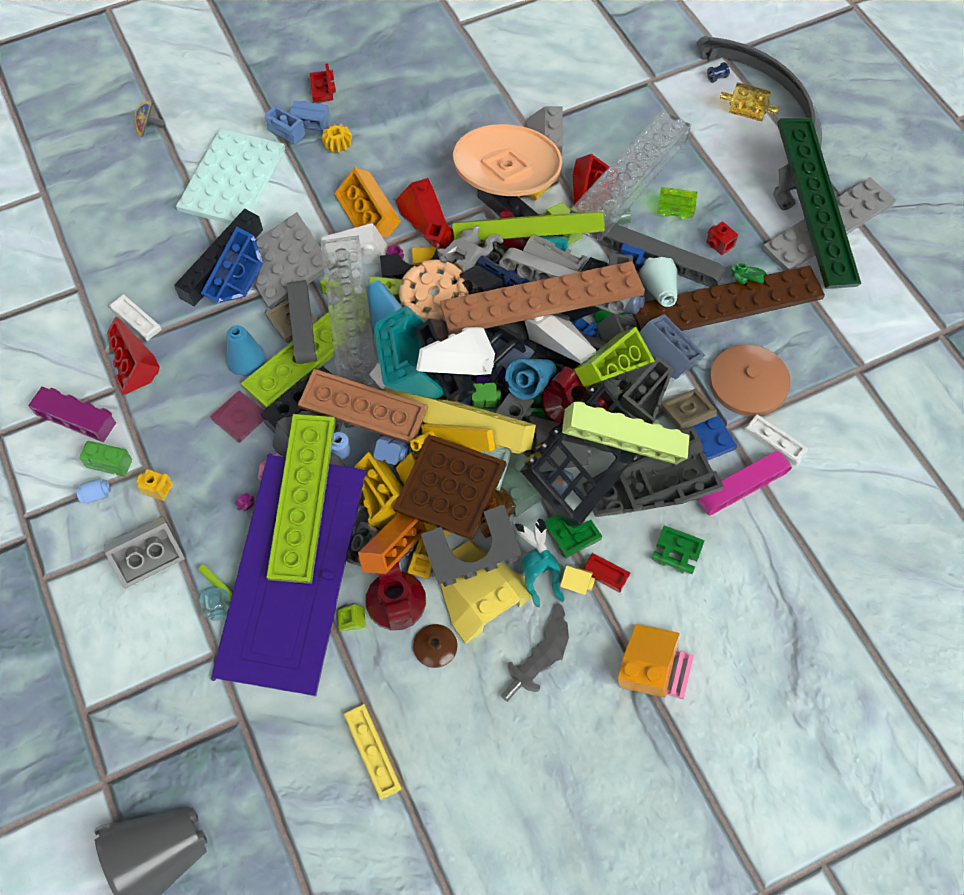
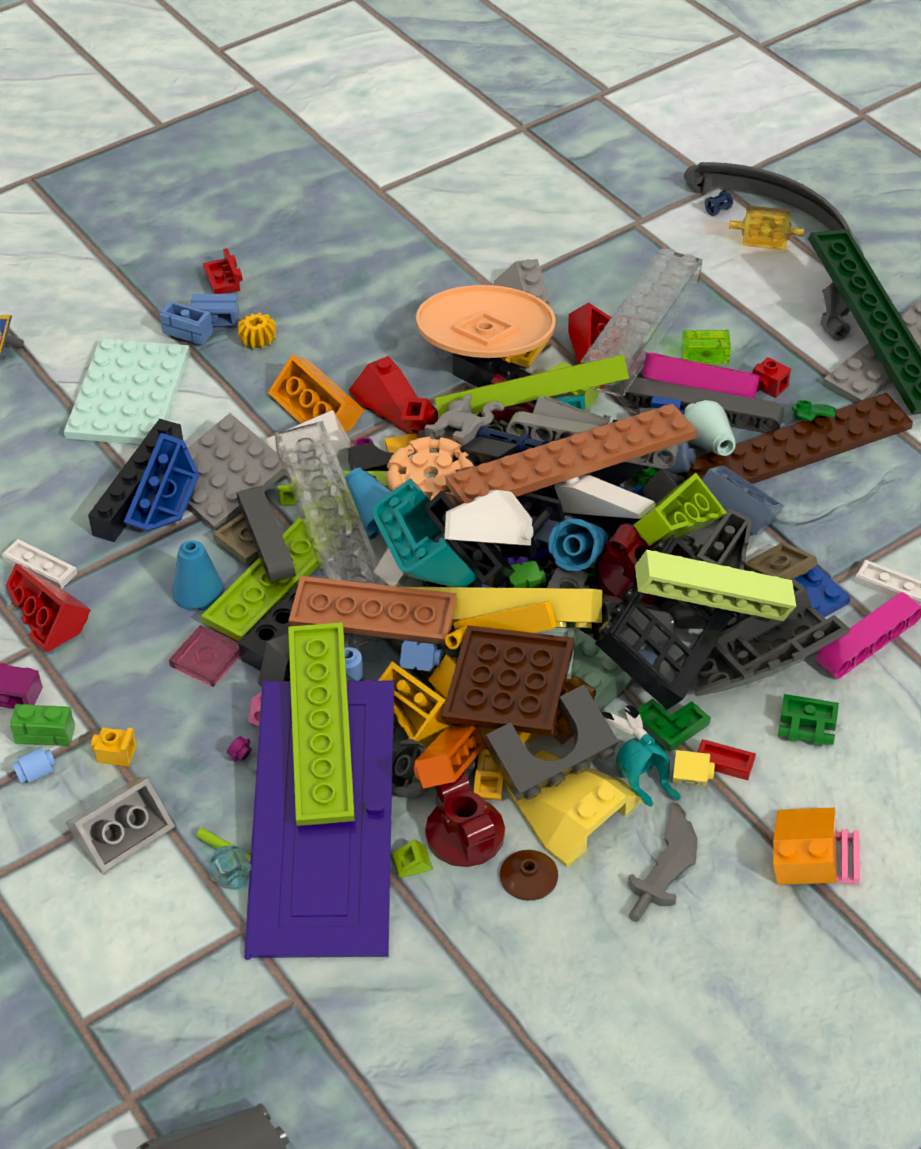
camera: 10 degrees left, 15 degrees down
(372, 752) = (479, 1006): light yellow tile -> none
(665, 230) = (700, 375): none -> dark pink beam
(749, 380) = (846, 525): nougat dish -> none

